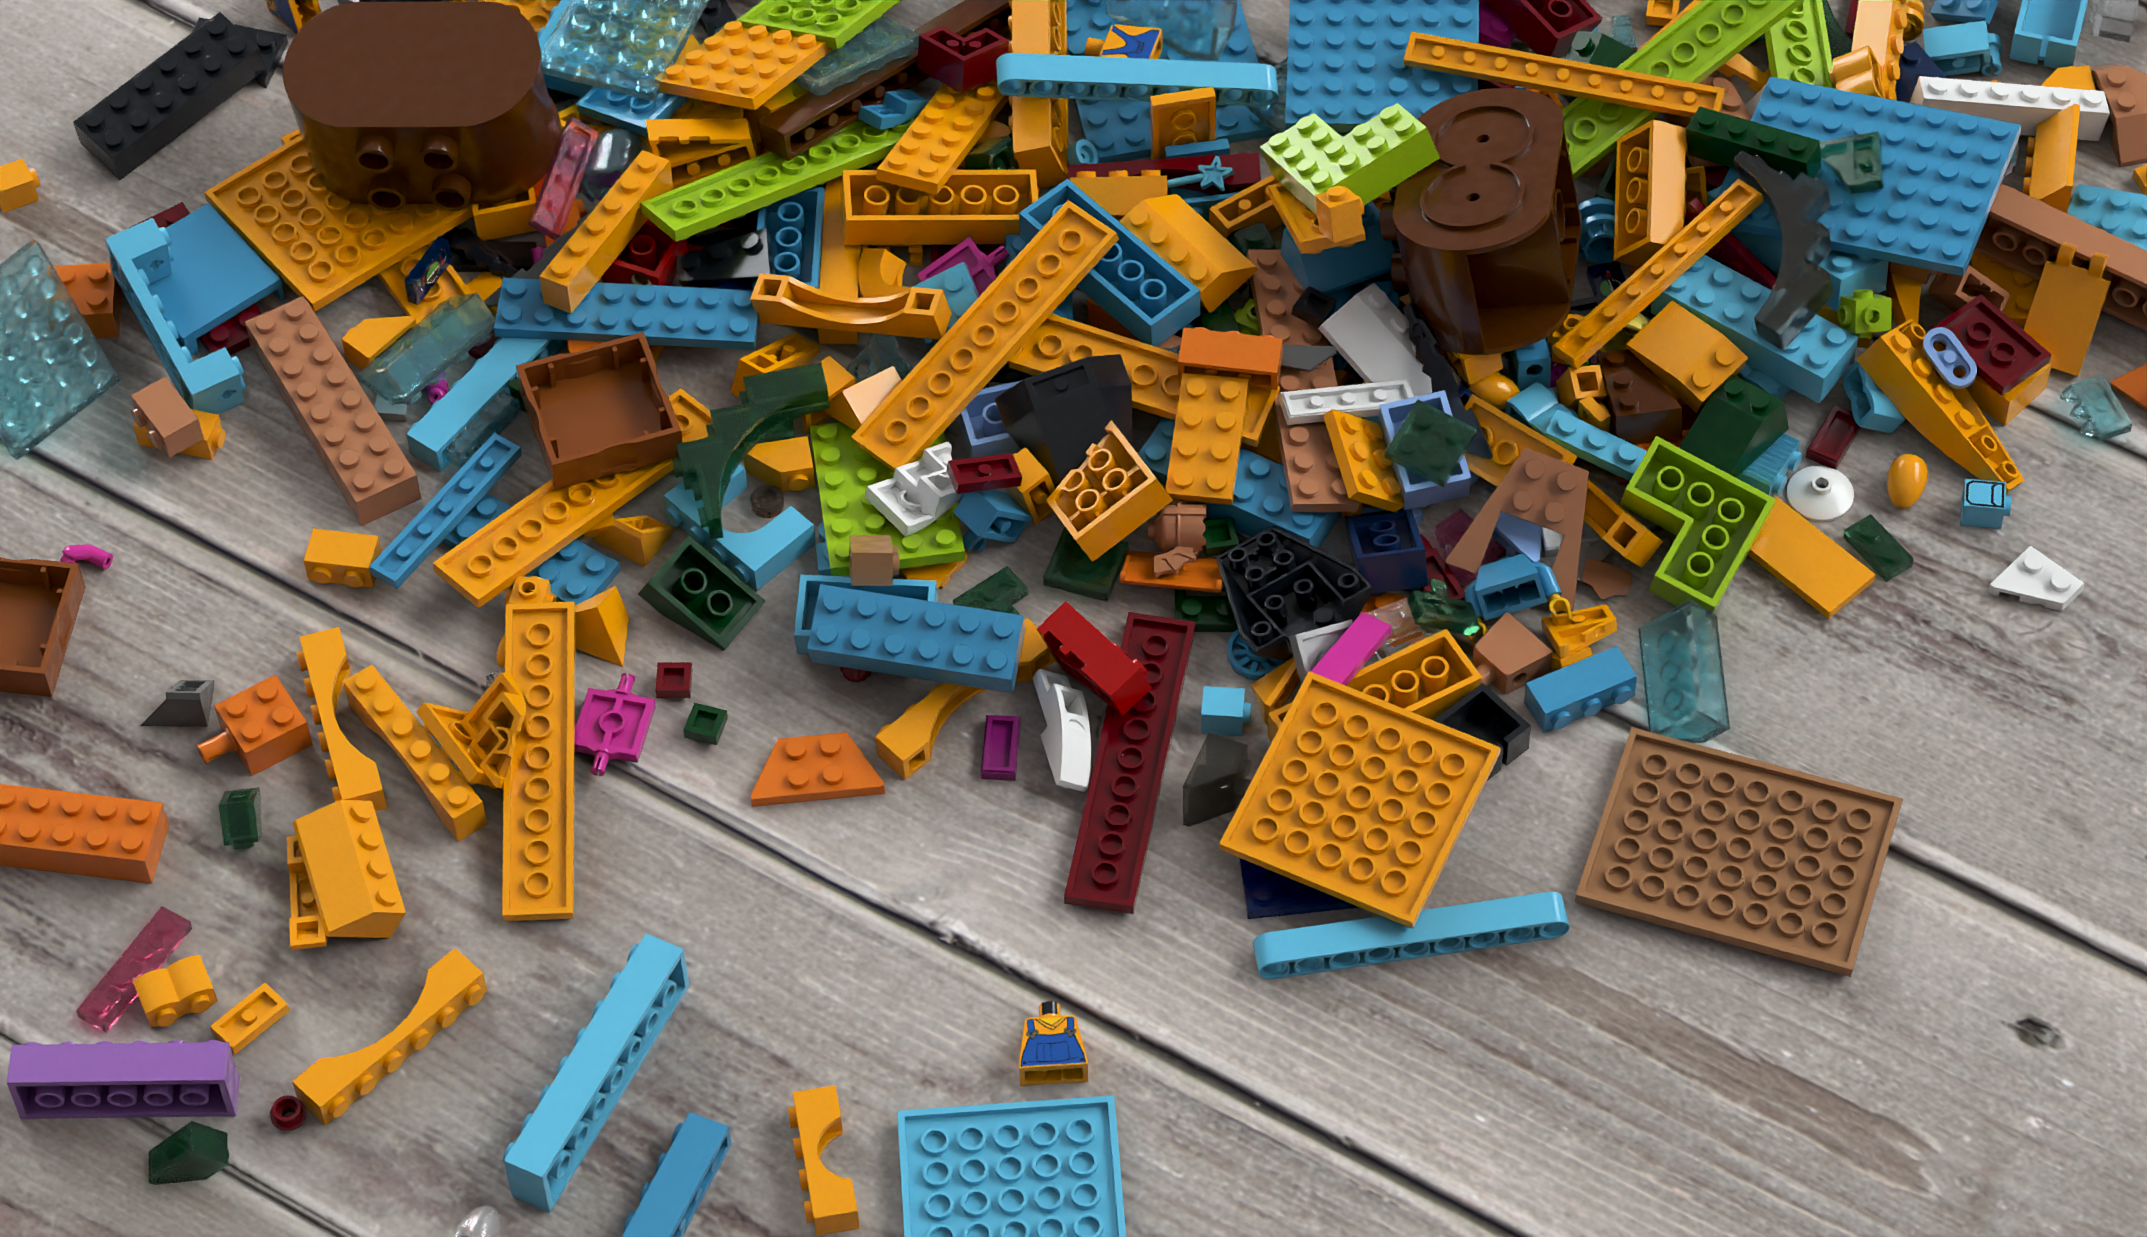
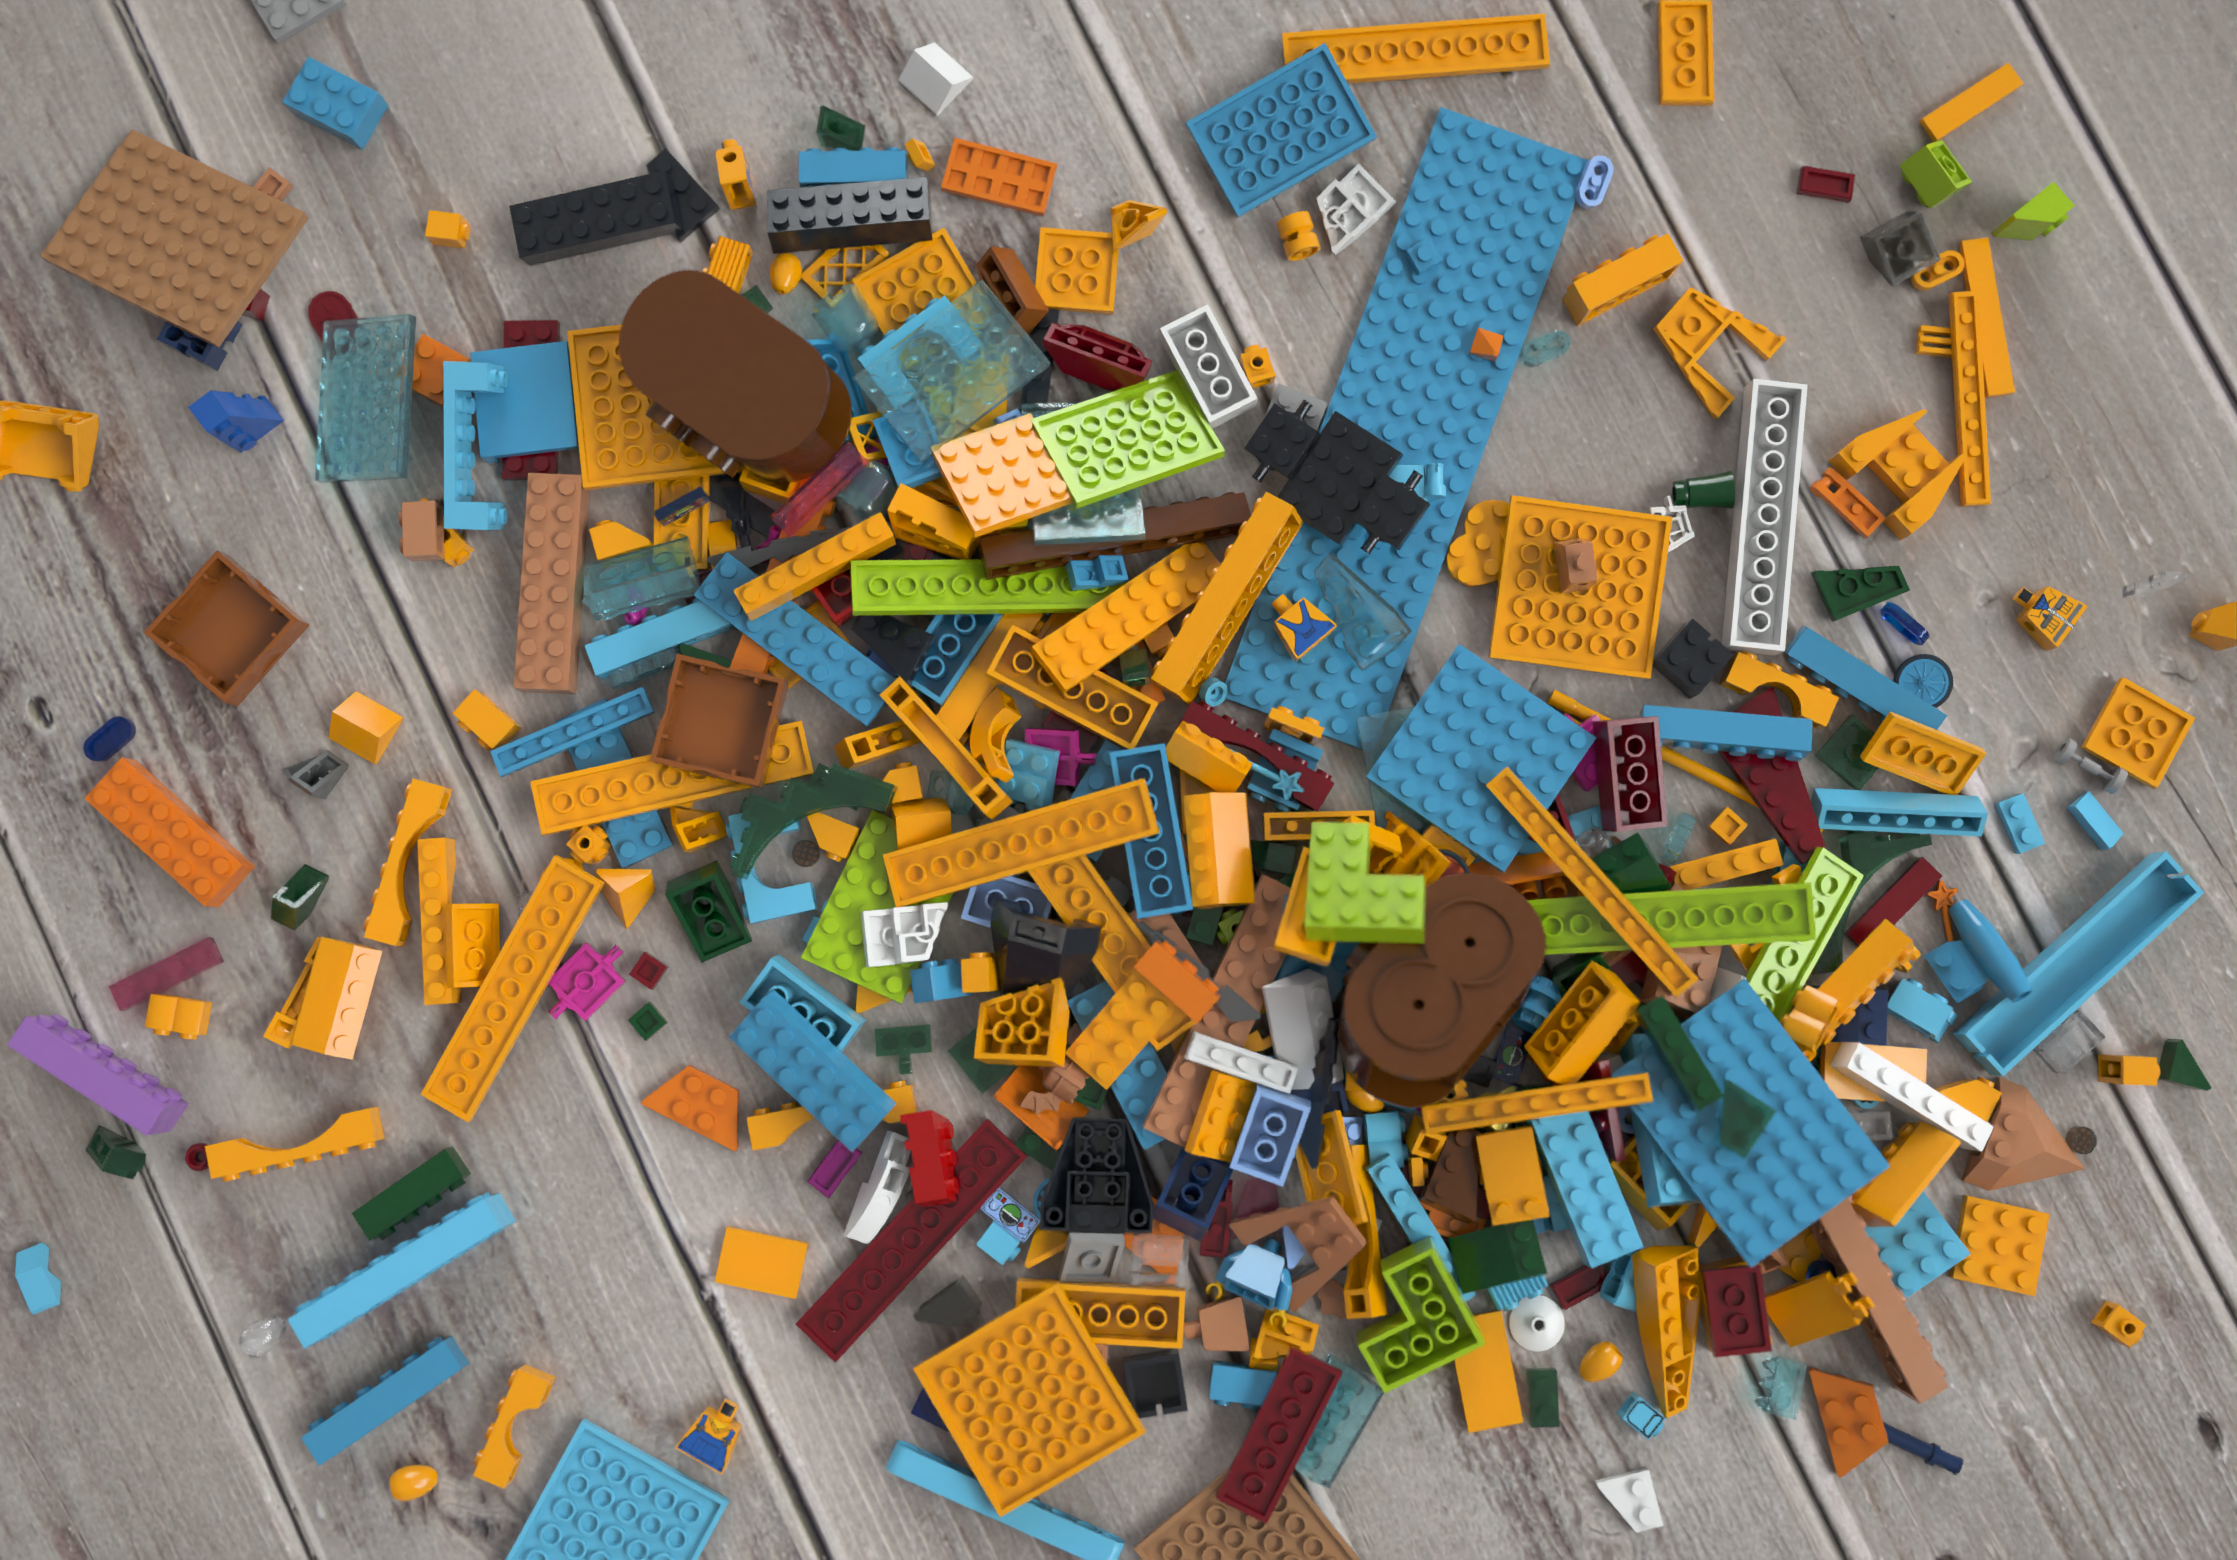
camera: 30 degrees right, 30 degrees up
(87, 552) = (320, 598): dark pink arm -> none
(209, 640) = (363, 726): none -> light orange slope
(250, 1018) = (215, 1066): light orange plate -> none
(258, 726) = (348, 832): orange brick -> none
(496, 725) = (496, 949): light orange slope -> none
(556, 1011) = (411, 1193): none -> dark green brick
(872, 560) = (822, 984): medium nougat brick -> none
(960, 60) = (1167, 571): dark red brick -> none
(984, 473) = (940, 968): dark red plate -> none
(986, 871) = (761, 1262): none -> light orange tile
(1133, 78) = (1279, 674): medium azure beam -> none
(1196, 679) = (1010, 1214): none -> tile
(1314, 307) = (1271, 966): black plate -> none
(1339, 213) = (1315, 947): light orange brick -> none
(1353, 649) = (1101, 1273): dark pink tile -> none
(1430, 443) = (1270, 1145): clear green plate -> none
(1440, 612) = (1193, 1272): clear green plate -> none
(1639, 698) = (1278, 1434): none -> dark red plate
(1801, 283) = (1667, 1132): clear smoke arch -> none
(1865, 313) = (1662, 1232): lime brick -> none
(1951, 358) = (1695, 1307): light blue plate -> none

